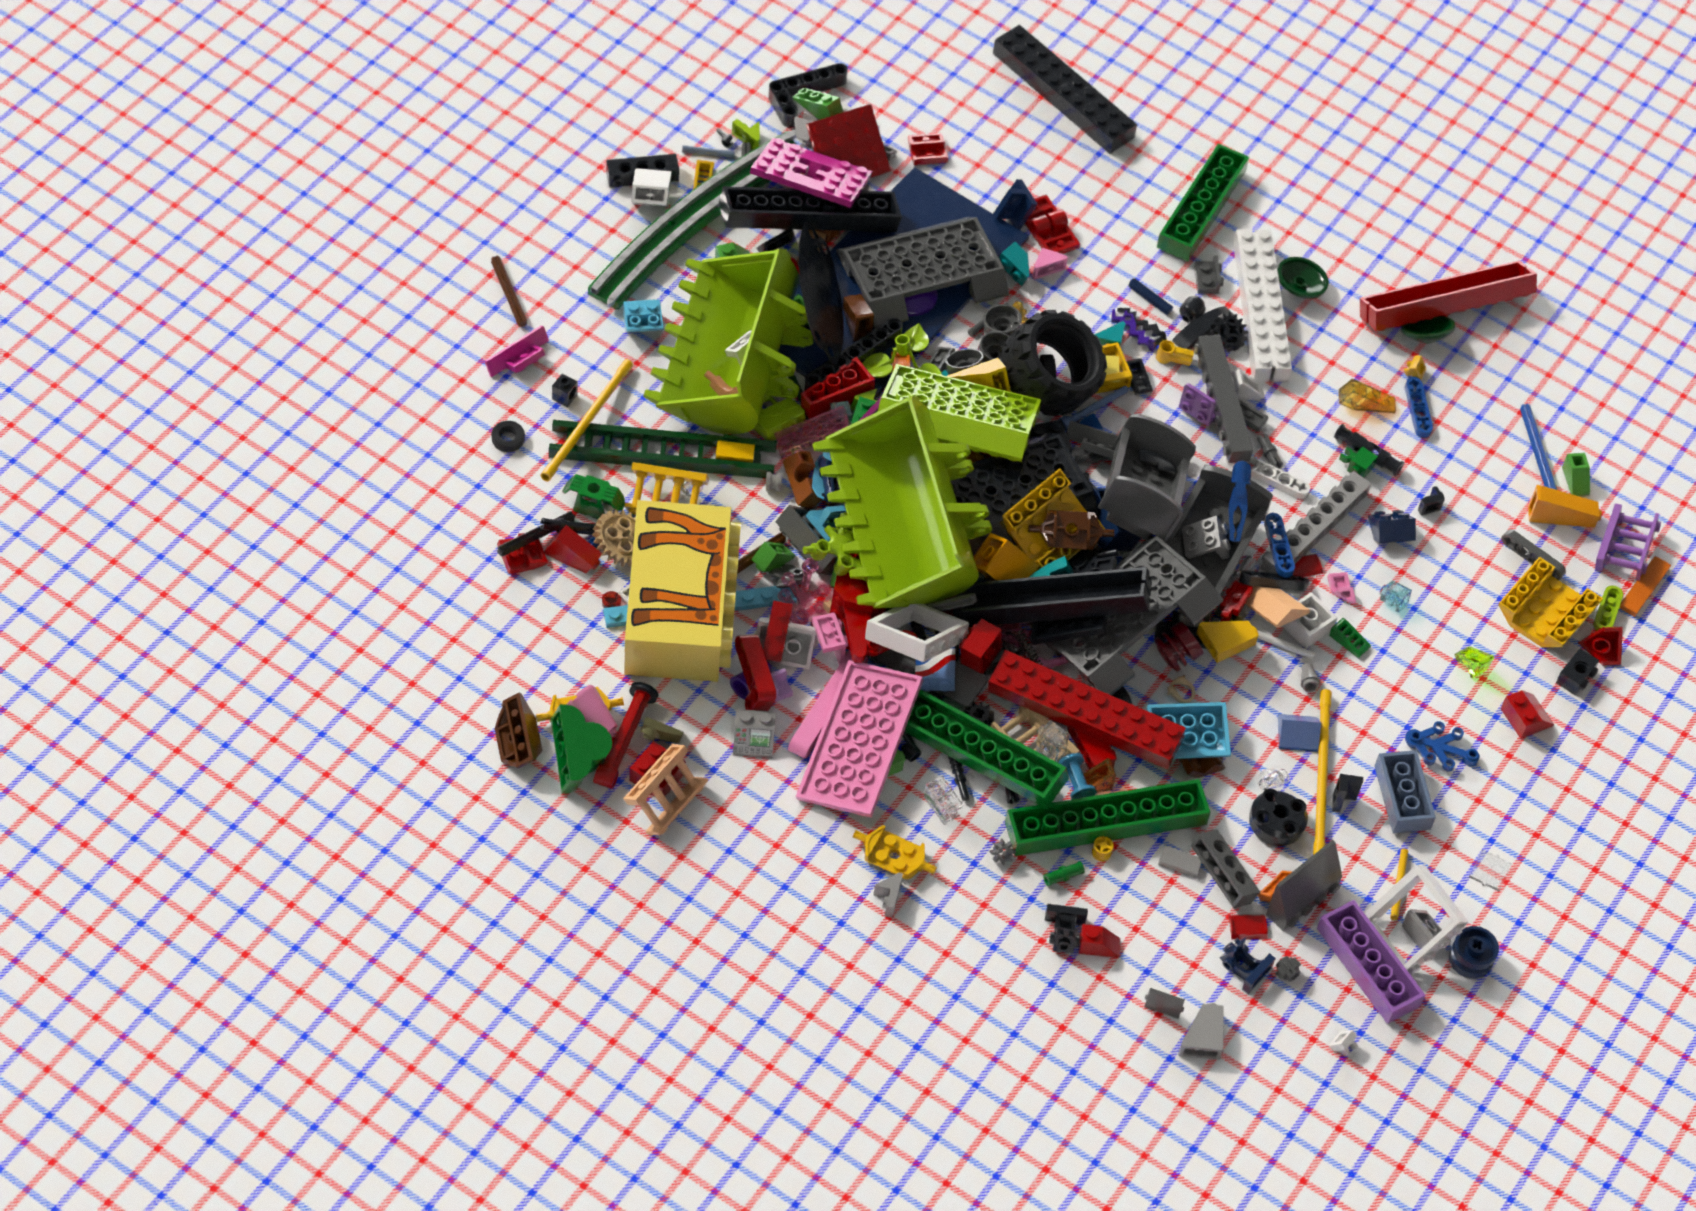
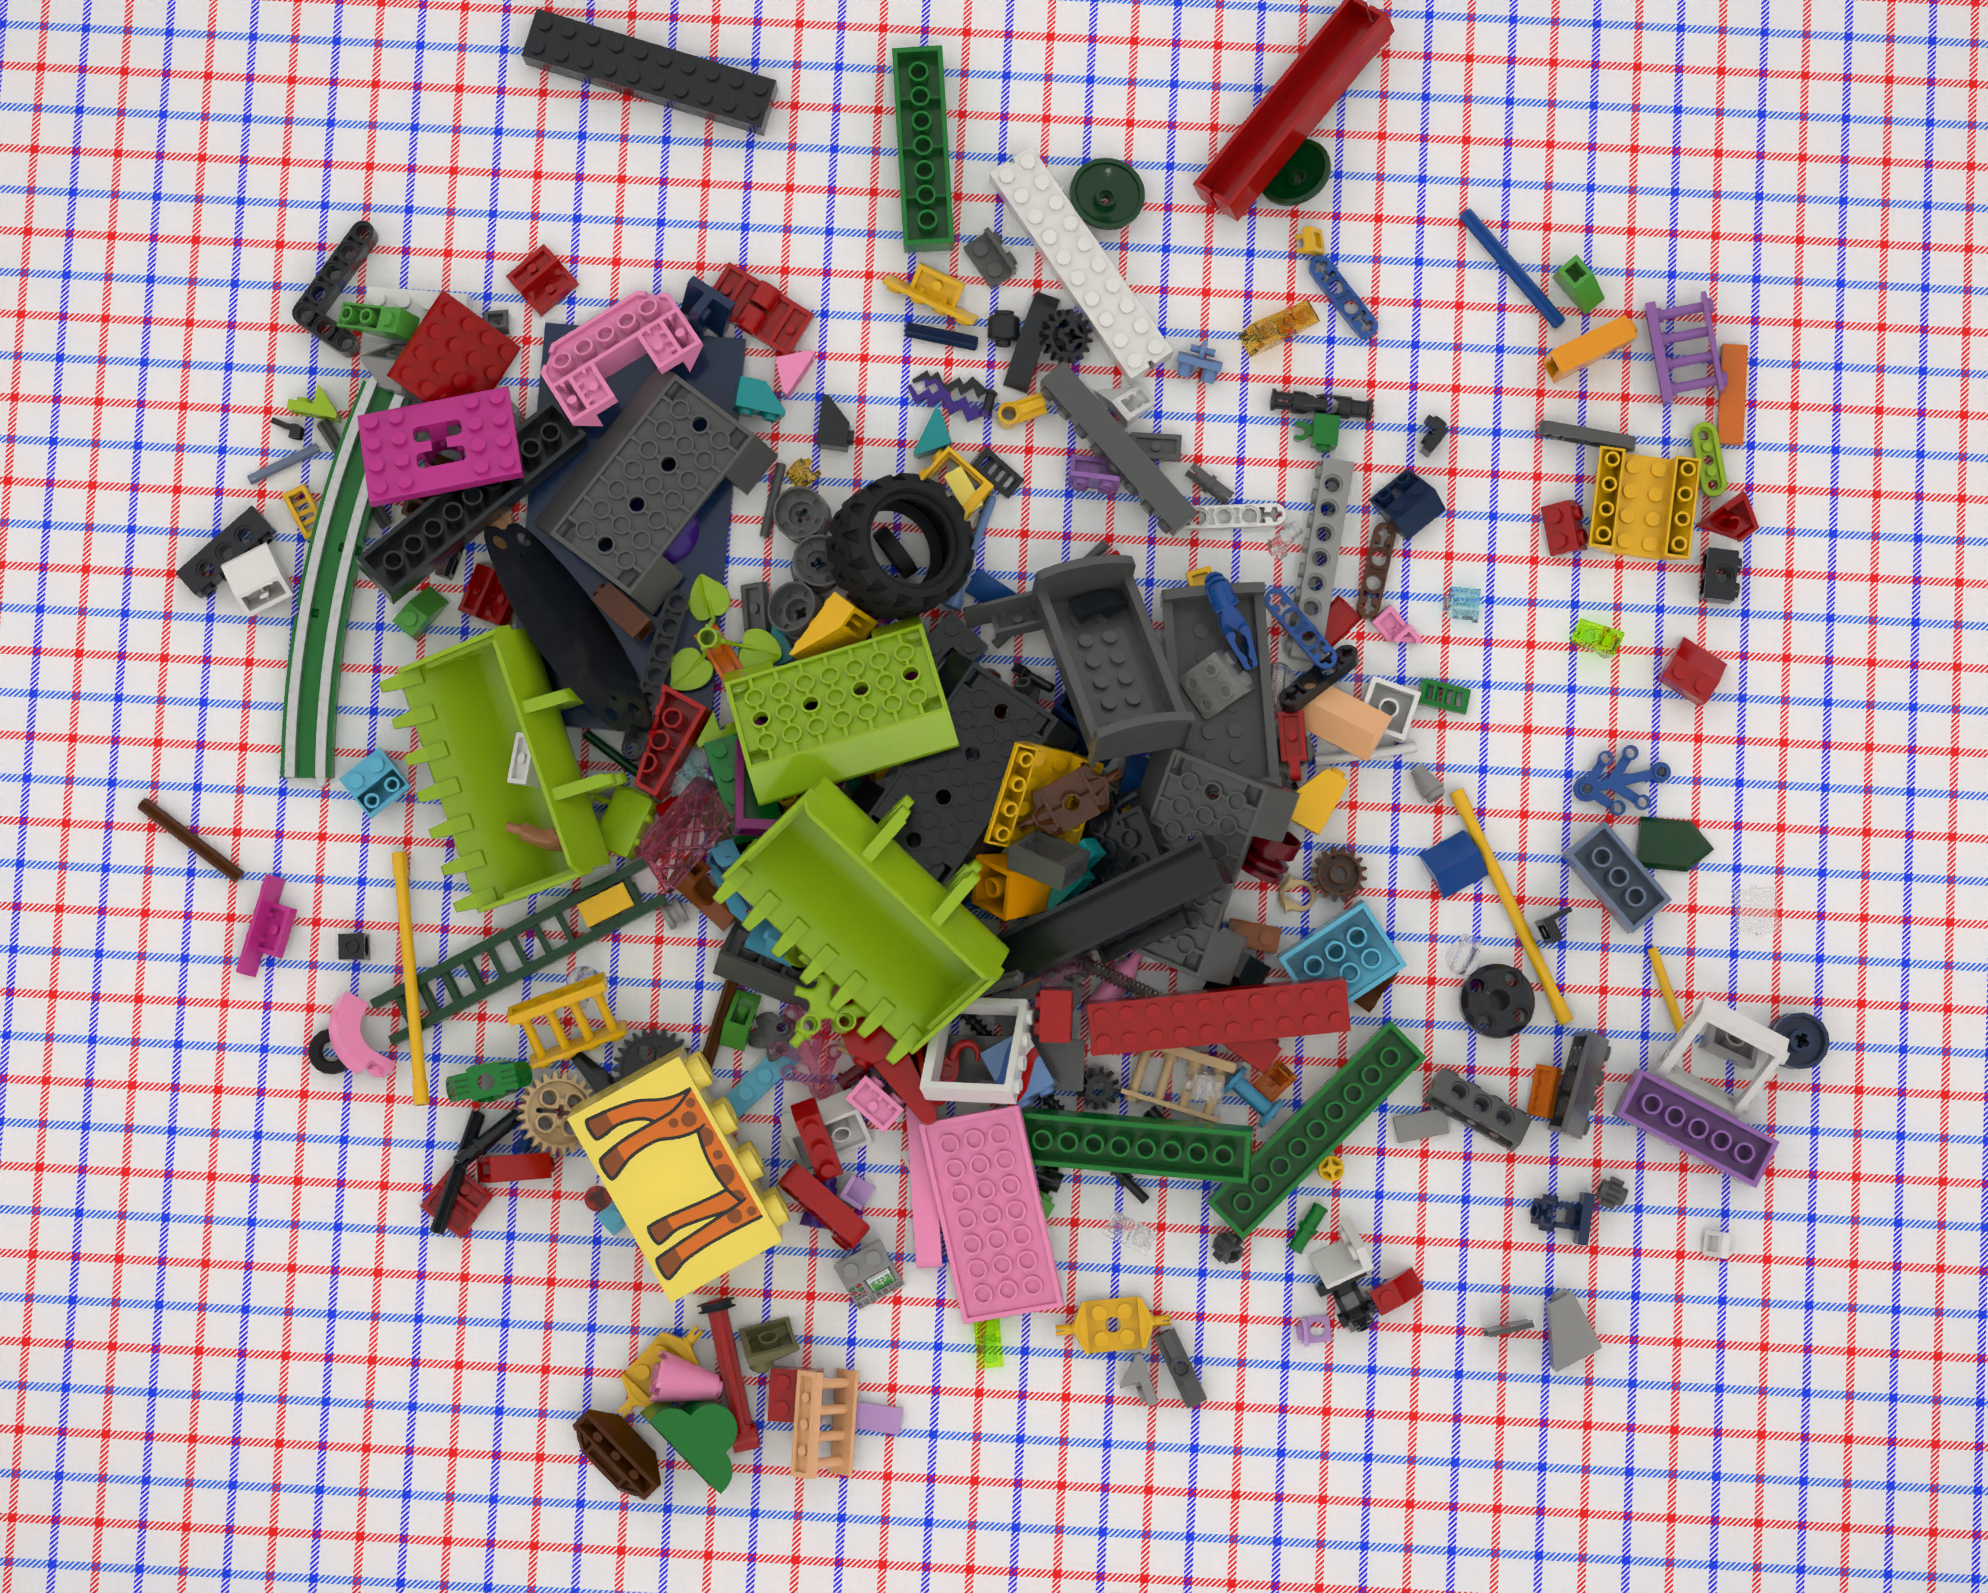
camera: 25 degrees left, 30 degrees up
(524, 433) = (348, 1041): none -> bright pink arch
(700, 818) = (878, 1417): none -> lavender tile
(803, 819) = (988, 1343): none -> clear neon green slope
(923, 892) = (1187, 1383): none -> dark grey piece
(949, 195) = (611, 342): none -> bright pink slope
(1023, 930) = (1304, 1334): none -> lavender bracket
(1036, 549) = (1048, 859): none -> dark grey window
(1051, 299) = (833, 428): none -> black slope
(1090, 891) = (1344, 1258): none -> white bracket
(1141, 692) = (1260, 936): none -> dark orange brick
(1164, 270) = (935, 290): none -> yellow bracket
(1217, 688) = (1352, 870): none -> reddish brown gear
(1248, 926) = (1536, 1158): red piece -> none
(1299, 504) = (1286, 536): none -> clear arm
(1306, 386) = (1210, 366): none -> medium blue hips
(1346, 550) = (1375, 570): none -> reddish brown beam
(1454, 801) = (1670, 844): none -> dark green tile
(1488, 593) = (1564, 527): none -> red bracket

